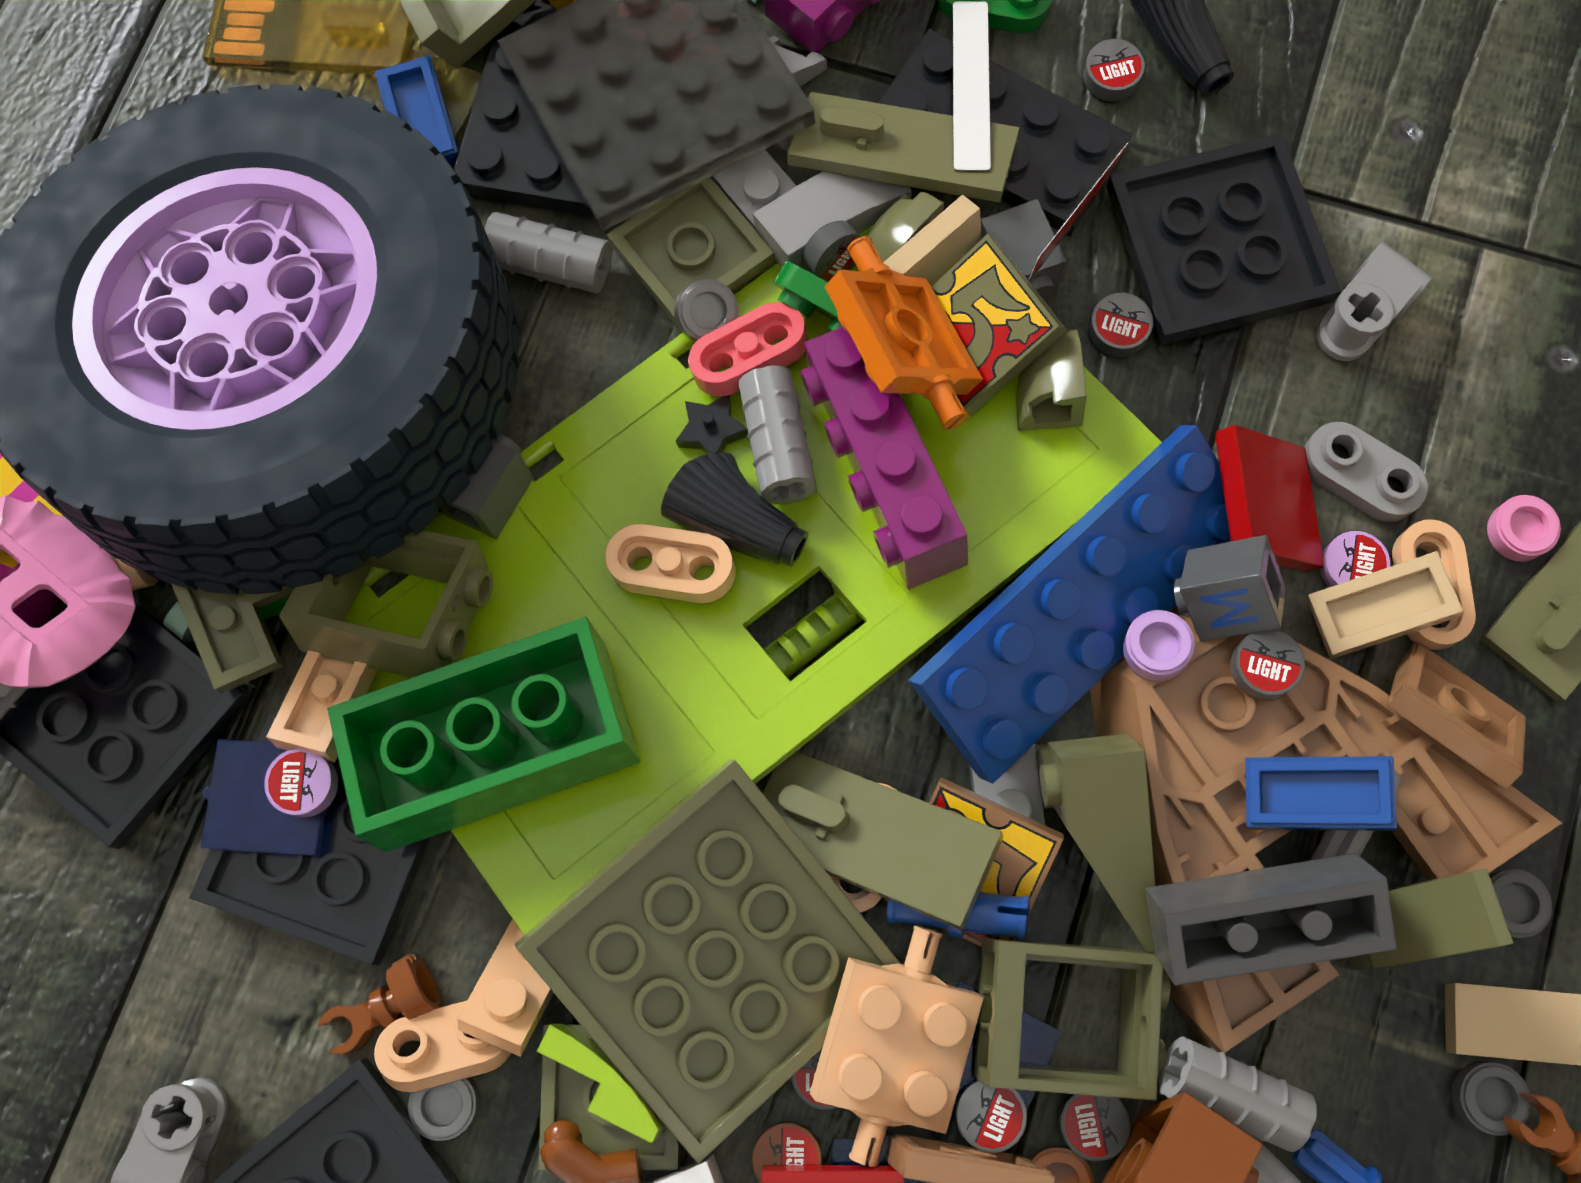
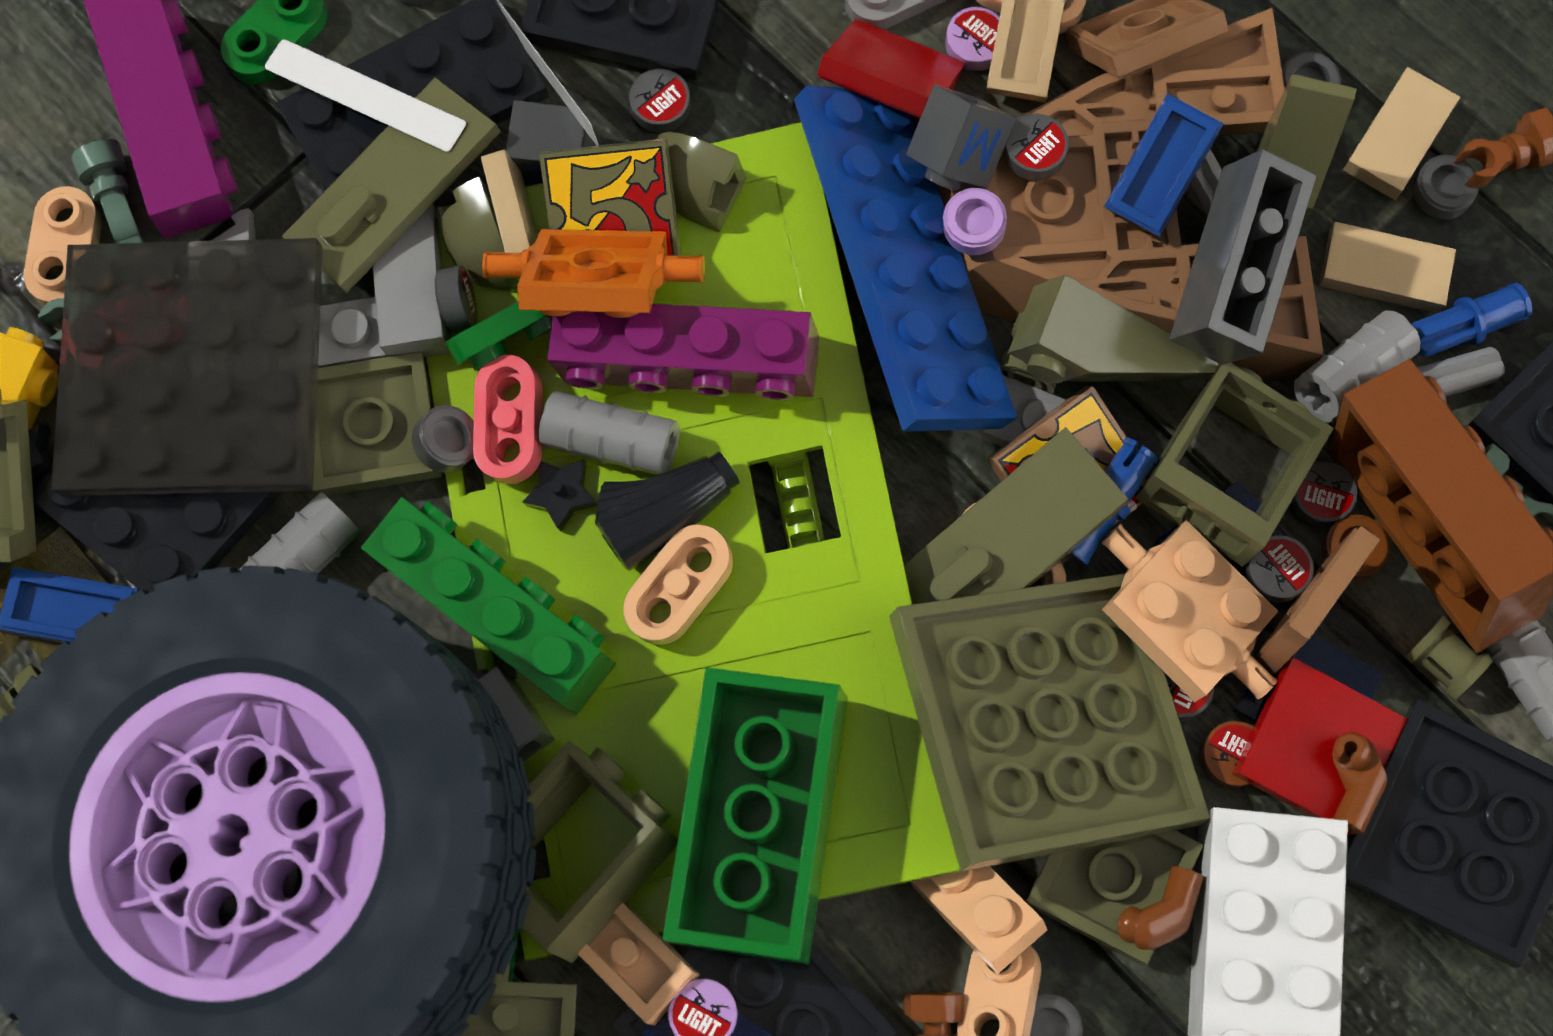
camera: 70 degrees left, 0 degrees up
(573, 422) = (501, 615): none -> green brick
(615, 1097) = (1119, 857): lime slope -> none
(1367, 1078) = (1387, 267): none -> tan tile

